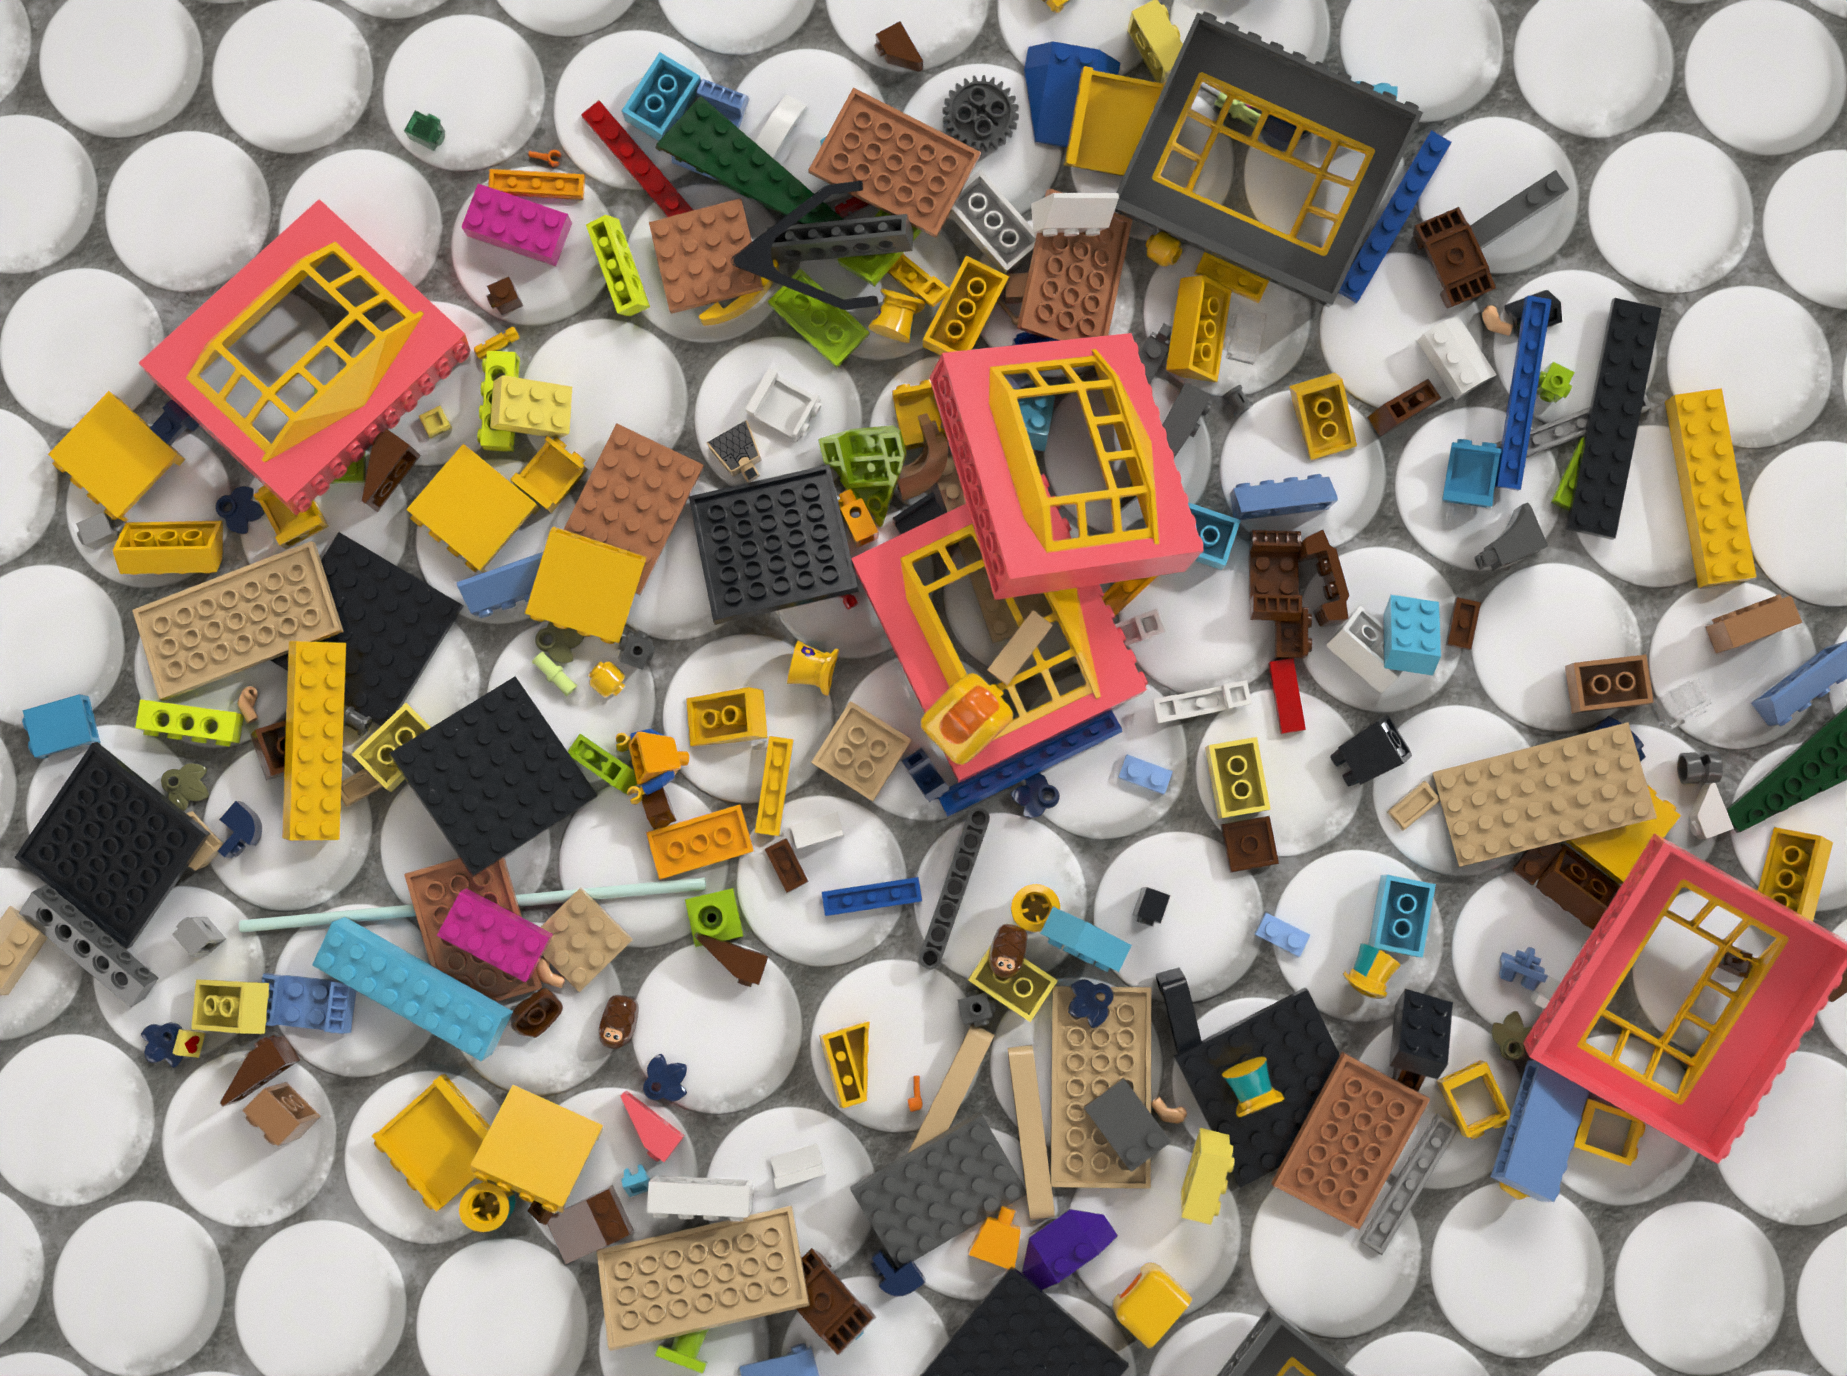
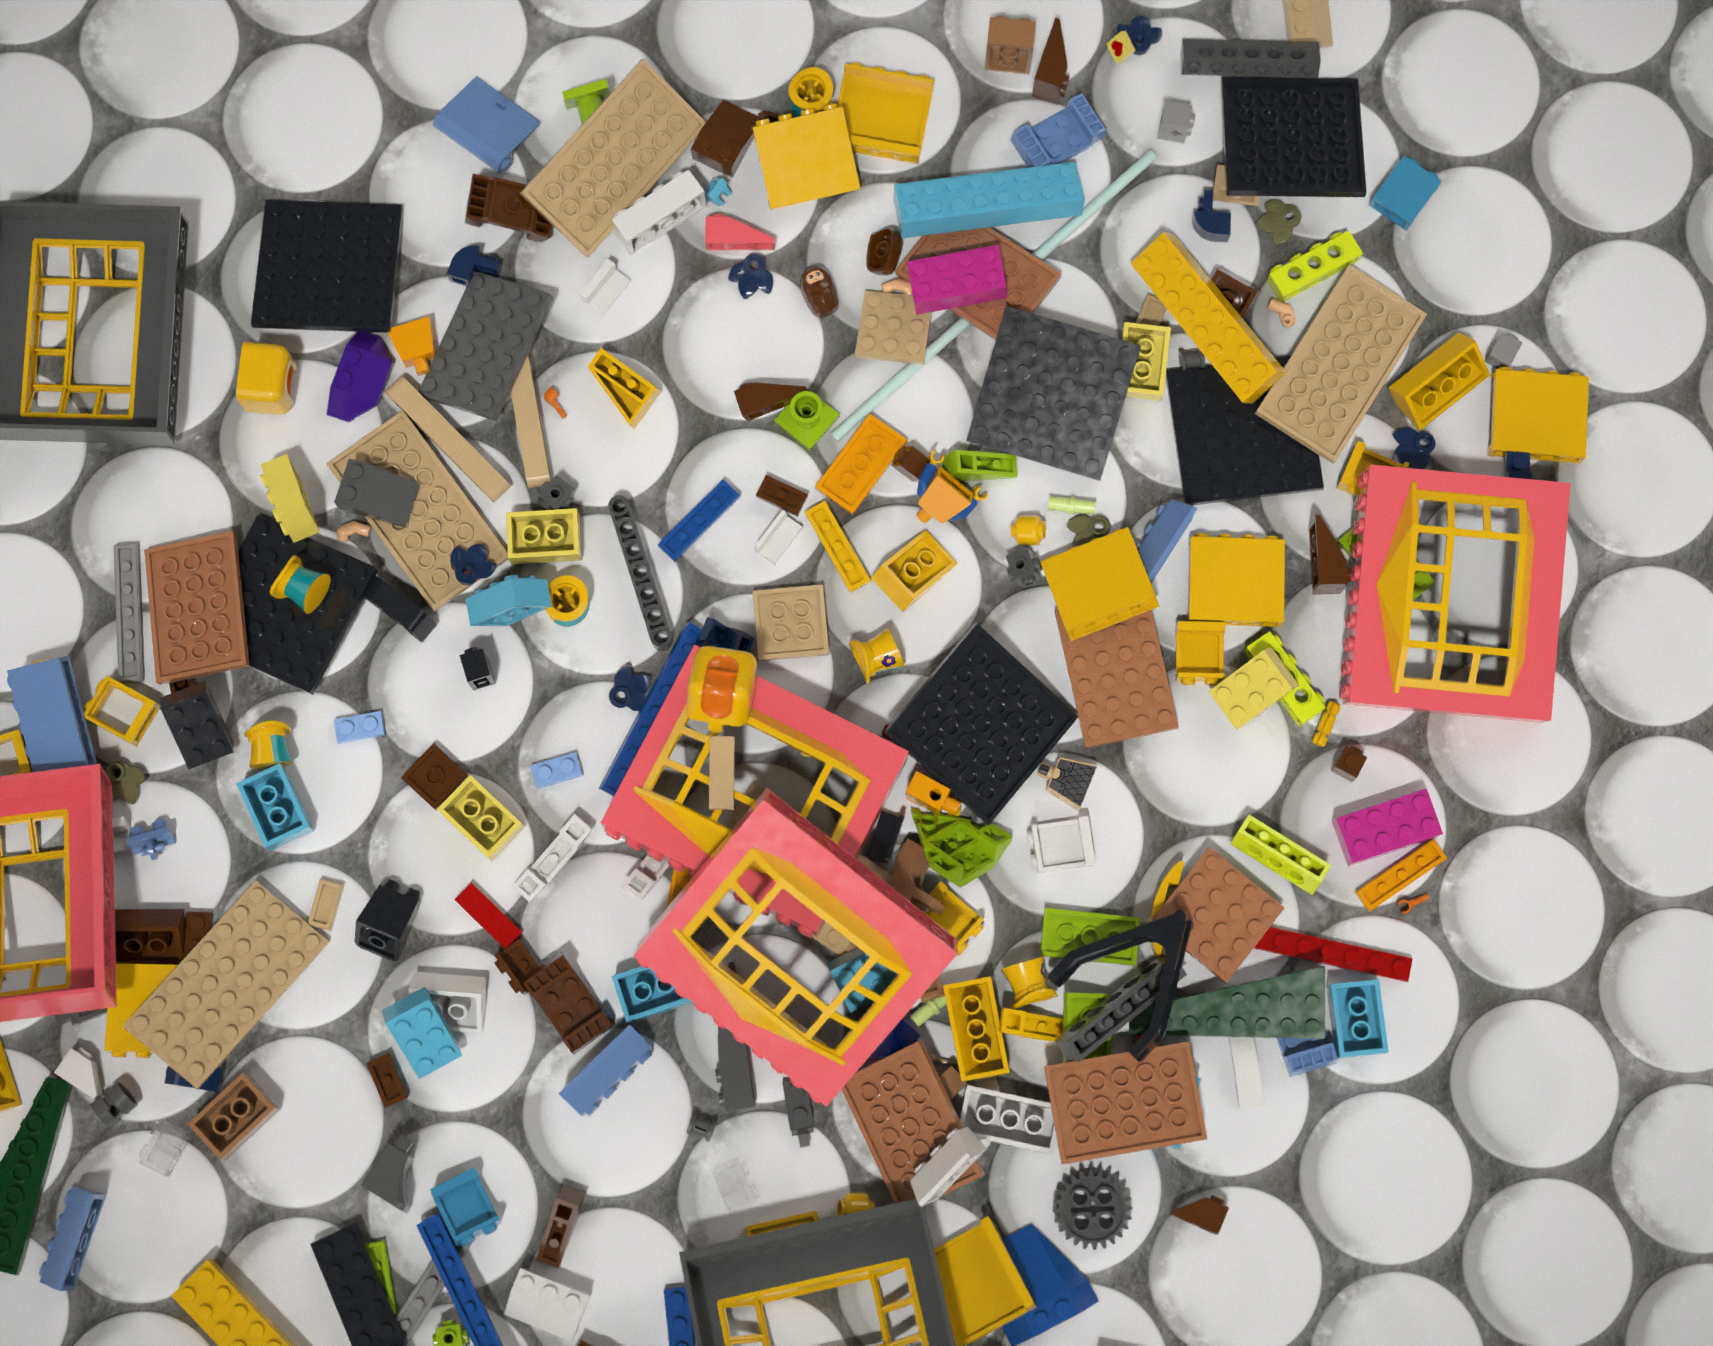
camera: 145 degrees right, 5 degrees down
(230, 1006) = (1109, 90): light yellow brick -> none
(425, 130) = (1522, 849): clear green brick -> none
(435, 421) = (1322, 627): light yellow tile -> none
(1007, 951) = (562, 550): reddish brown piece -> none
(1198, 329) = (776, 1162): yellow slope -> none
(1323, 415) = (623, 1167): yellow slope -> none
(1335, 586) = (499, 1006): reddish brown plate -> none
(1753, 622) = (148, 1255): medium nougat brick -> none

